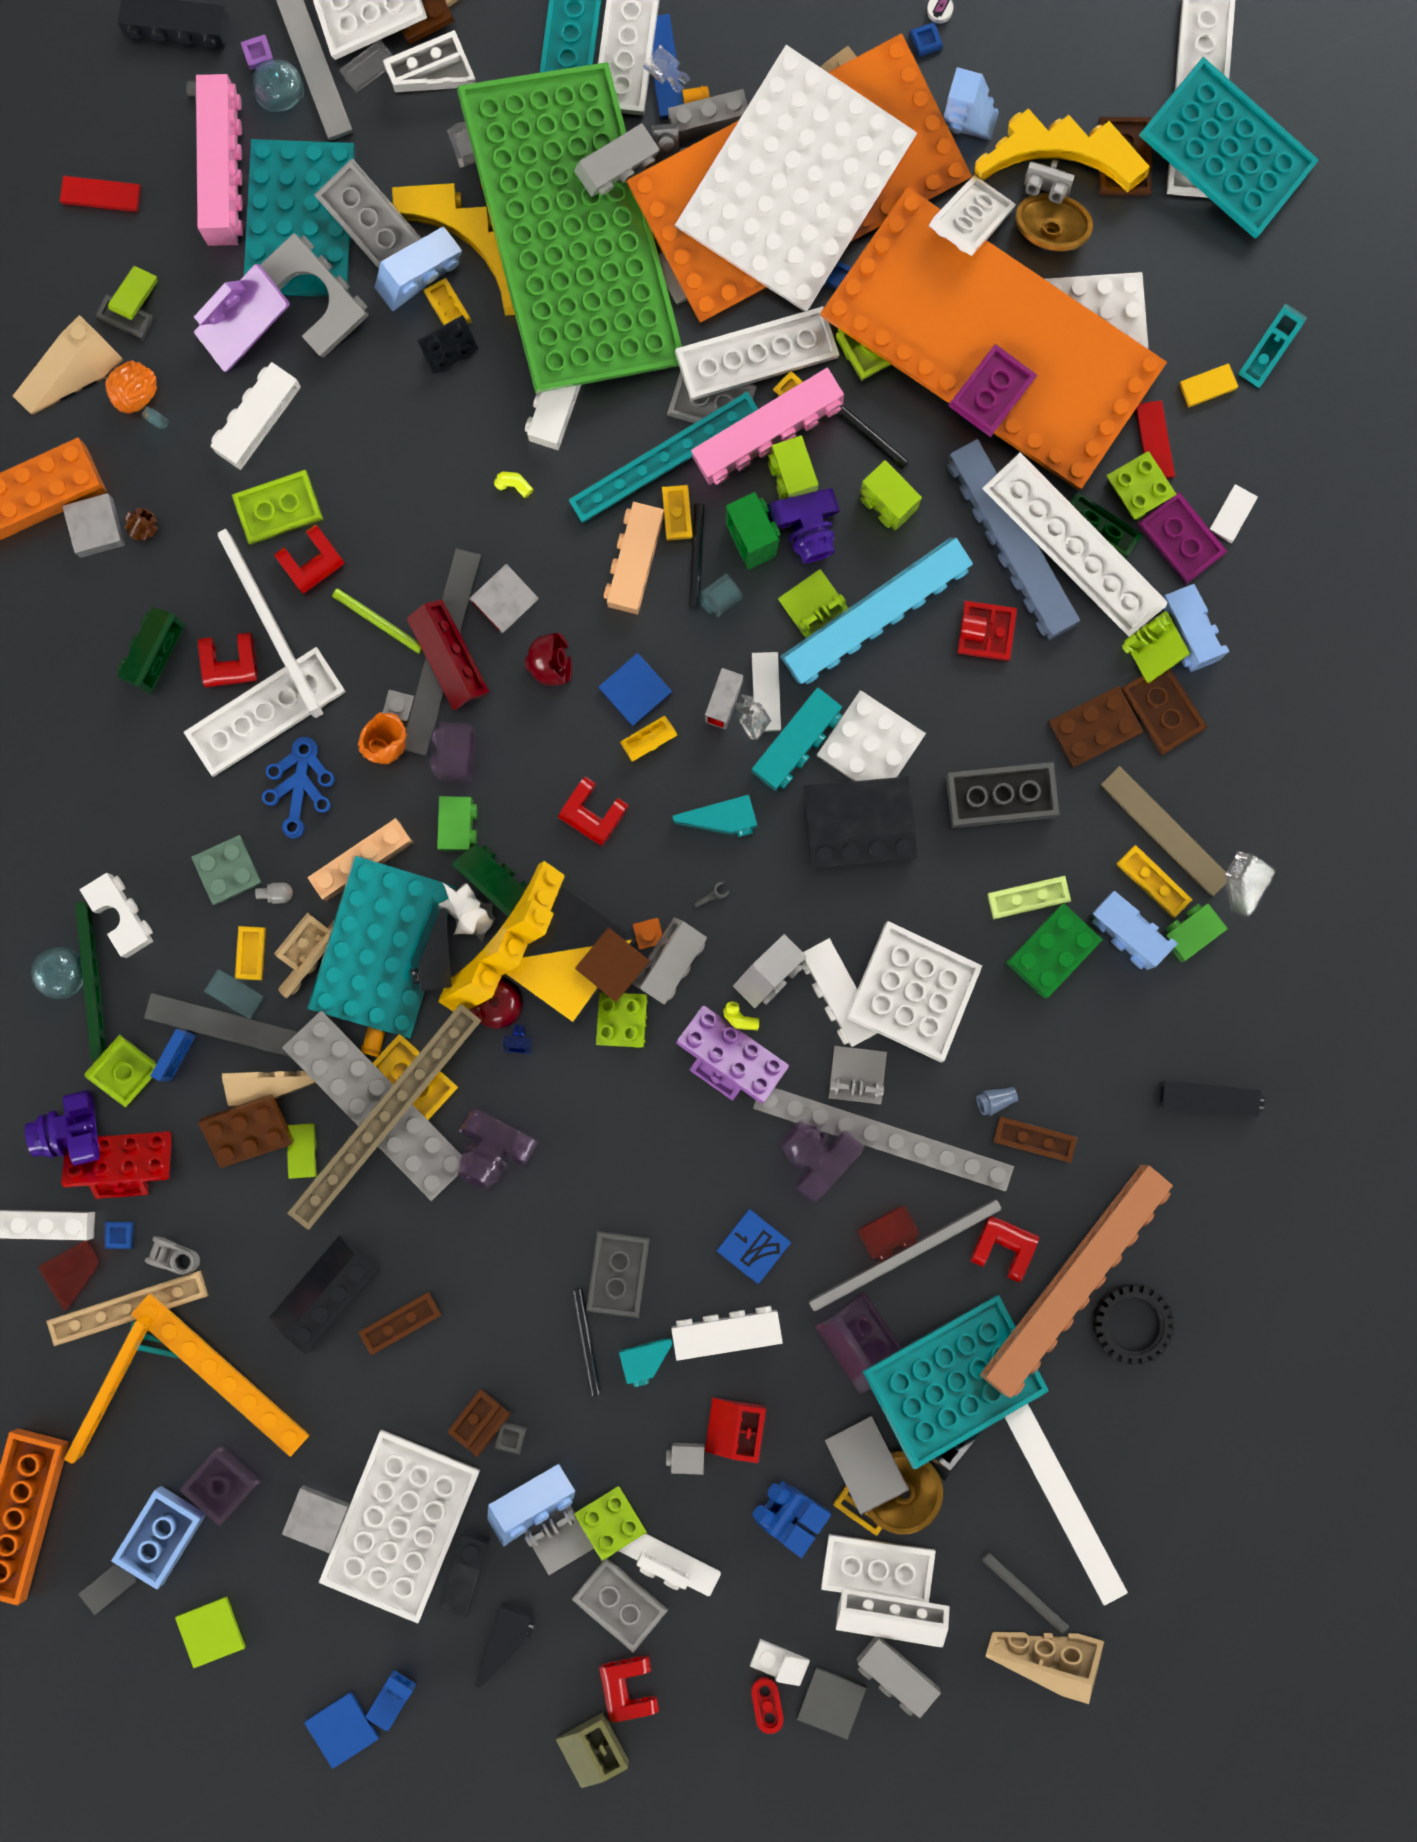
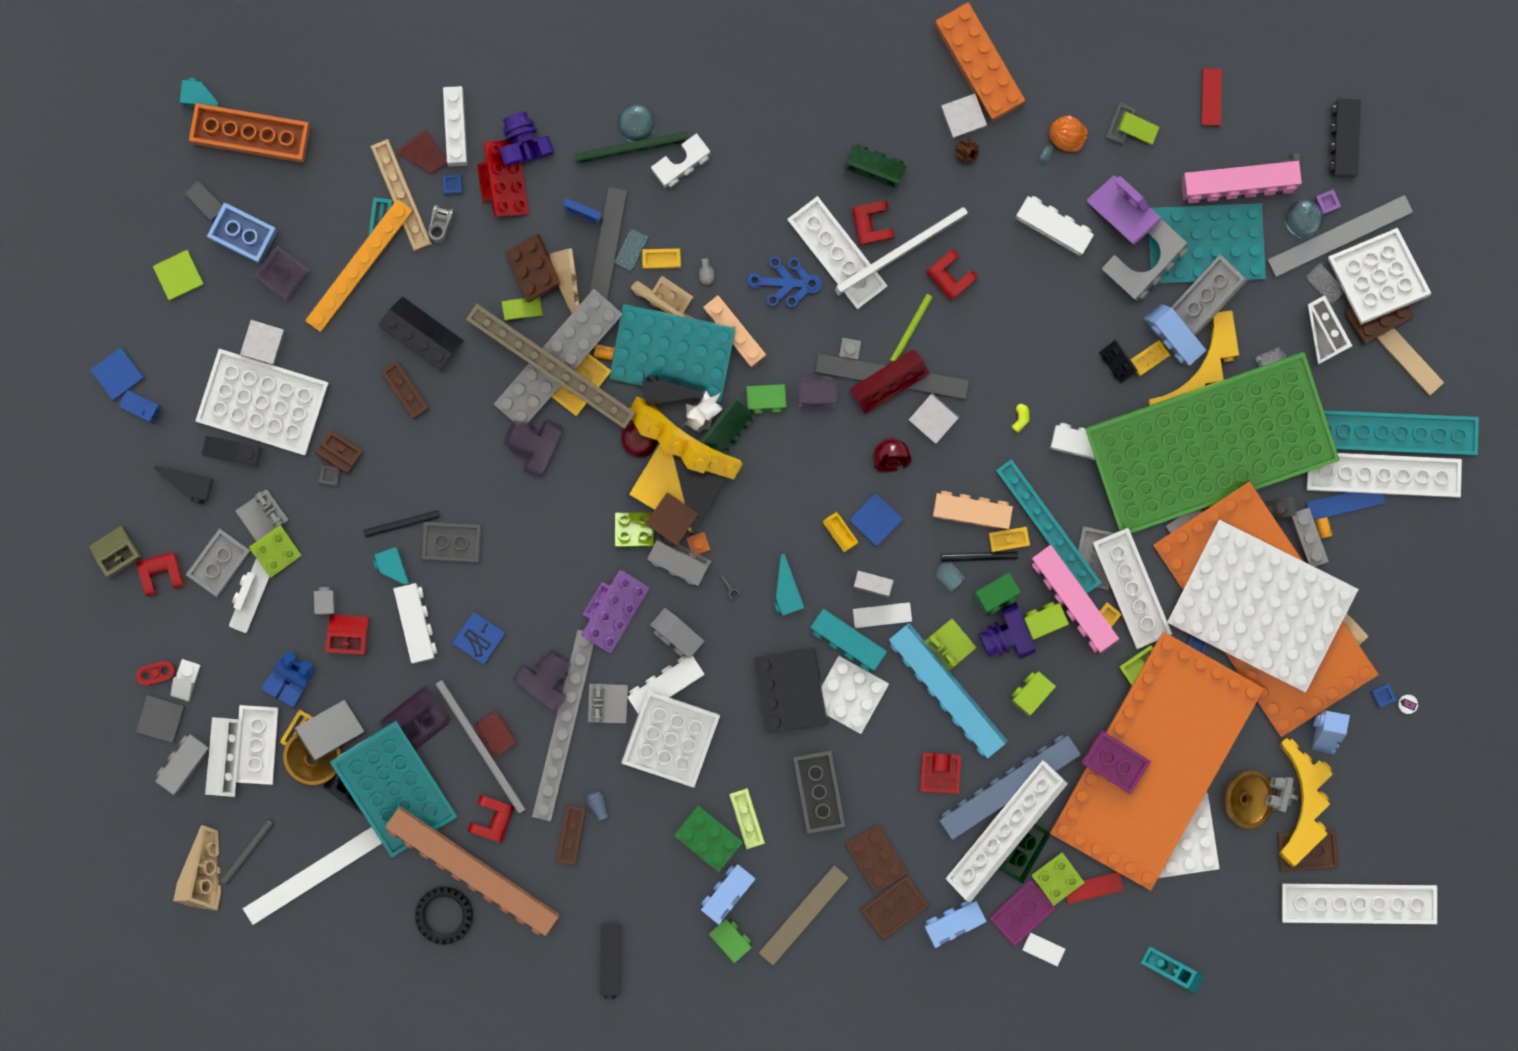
camera: 80 degrees right, 0 degrees up
(68, 365) = (1081, 88): tan wedge -> none
(108, 1389) = (343, 188): light orange tile -> none
(121, 1071) = (569, 176): lime tile -> none
(226, 870) = (720, 236): sand green plate -> none
(277, 507) = (989, 247): lime tile -> none
(383, 738) = (823, 340): orange hair -> none
(517, 1042) = (612, 456): clear blue tile -> none
(530, 1504) = (284, 493): light blue wedge -> none
(586, 821) = (776, 492): red connector -> none
(617, 161) = (1263, 473): light grey brick -> none
(663, 66) = (1342, 502): clear plate -> none
(737, 1020) = (640, 613): neon yellow arm -> none
(754, 717) = (862, 607): clear plate -> none
(873, 437) = (1079, 678): black bar -> none
(972, 215) = (1246, 738): white plate -> none
(1154, 881) = (765, 909): yellow tile -> none
(1156, 647) = (937, 897): lime hinge -> none
(1208, 385) = (1138, 924): yellow tile -> none
(1228, 147) = (1317, 925): teal plate -> none
(1246, 882) = (769, 976): clear slope -> none

